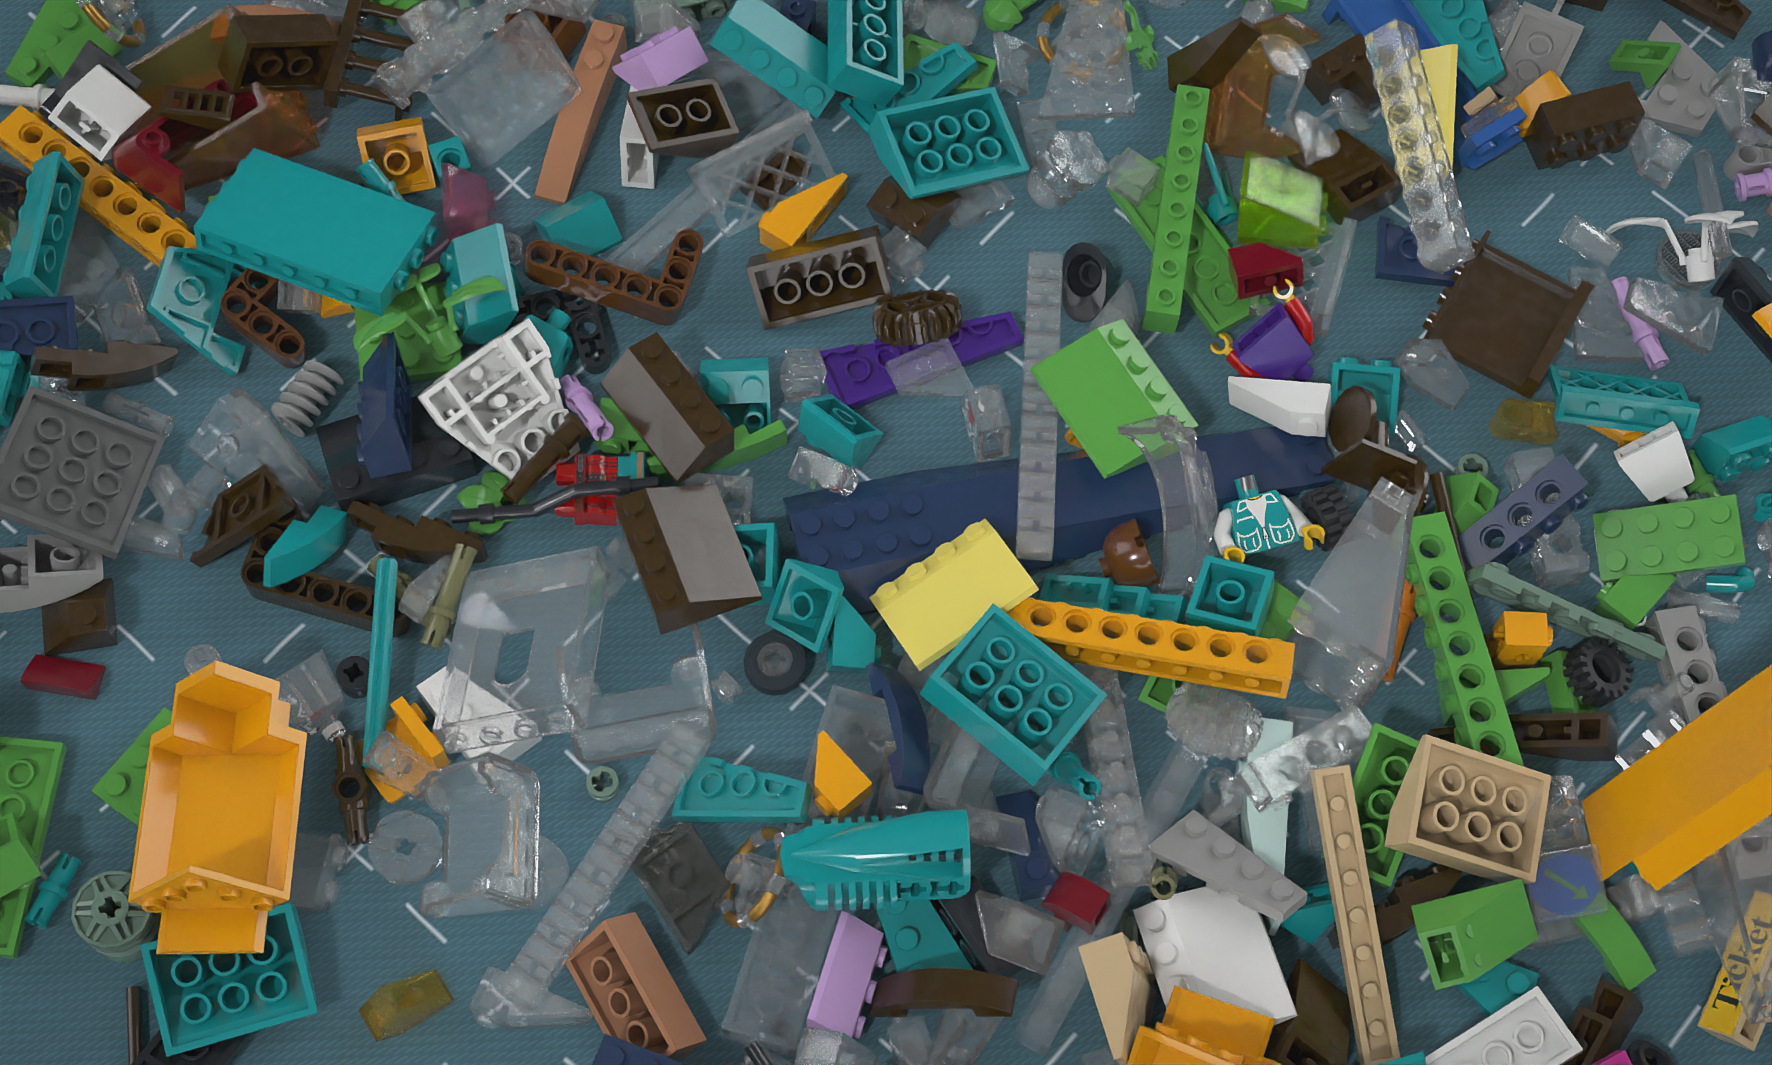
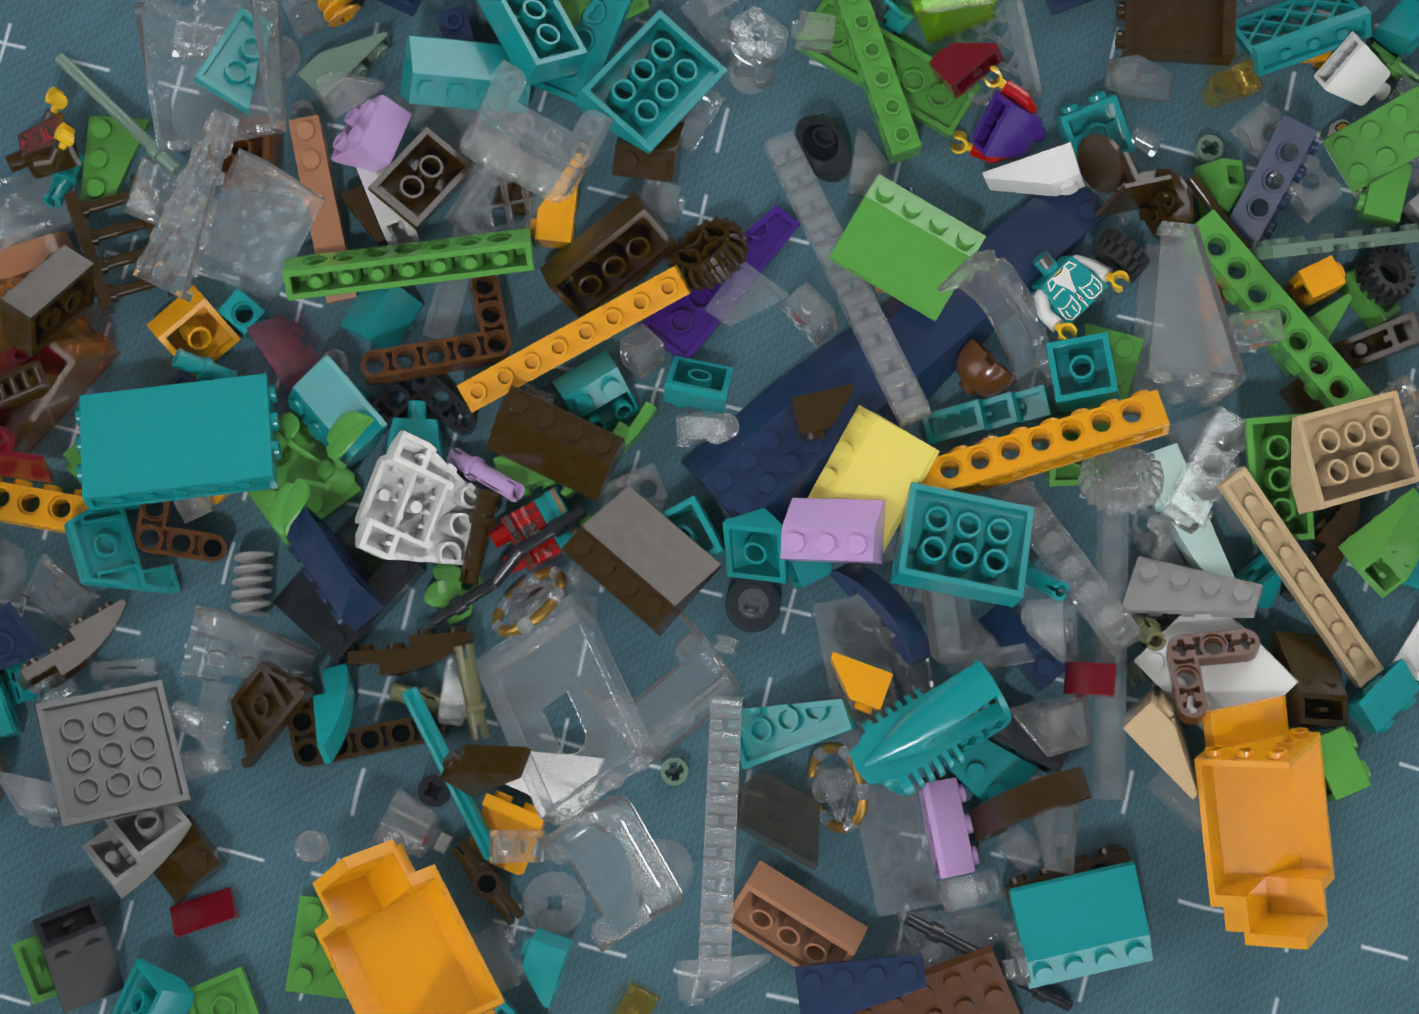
camera: 25 degrees left, 15 degrees up
(358, 899) = (545, 963): none -> teal slope
(409, 661) = (483, 766): none -> dark brown slope
(555, 541) = (529, 601): none -> piece
(613, 120) = (360, 206): none -> dark brown slope
(628, 187) = (408, 264): none -> bright green brick
(748, 325) = (574, 338): none -> light orange brick
(800, 133) = (528, 145): none -> clear windscreen
(889, 619) = (834, 531): none -> lavender slope
(943, 503) = (818, 411): none -> dark brown slope
(1190, 932) = (1191, 665): none -> reddish brown beam
(1428, 642) = (1256, 329): none -> clear slope

